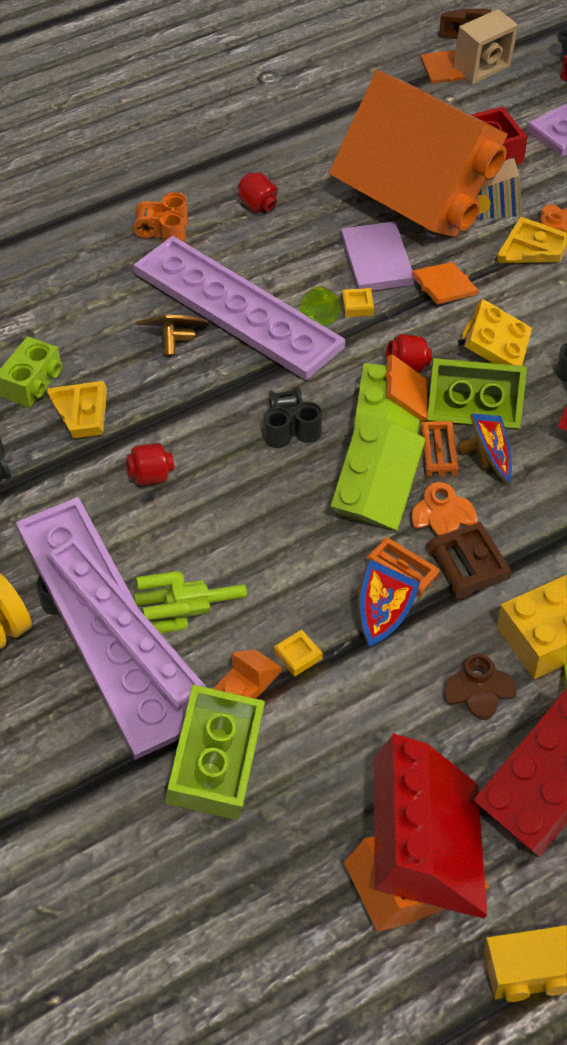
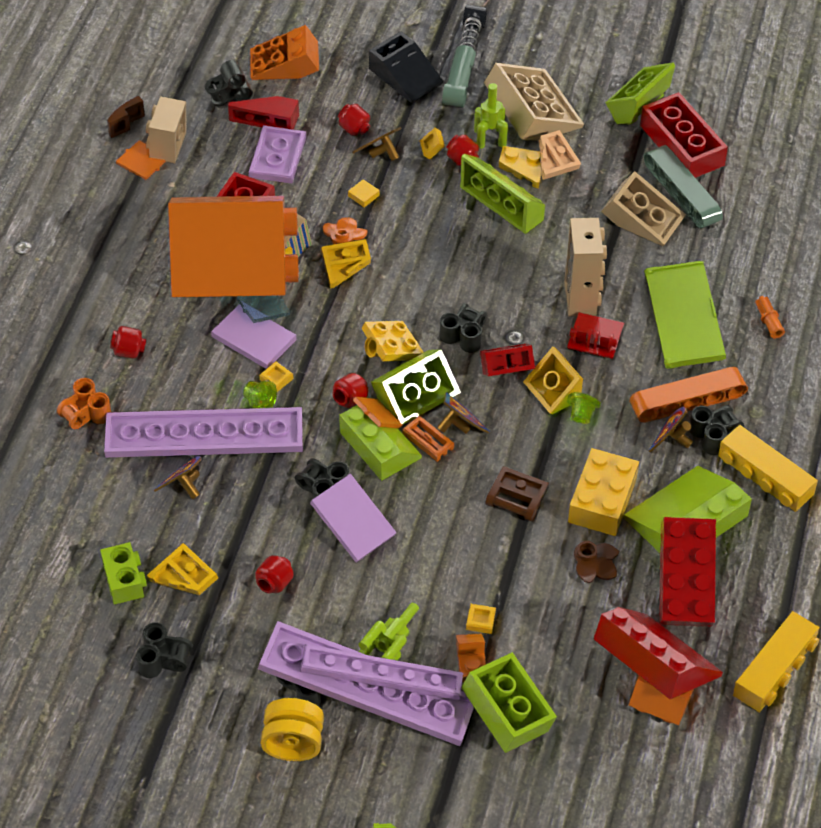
camera: 45 degrees left, 0 degrees up
(276, 465) = (353, 518): none -> lavender tile
(378, 473) = (421, 478): lime slope -> none
(383, 600) = (500, 552): shield -> none
(402, 564) = (484, 528): orange tile -> none
(411, 236) = (263, 307): none -> clear light blue piece
(443, 514) = (475, 478): orange plate -> none
(444, 282) = (317, 325): orange piece -> none

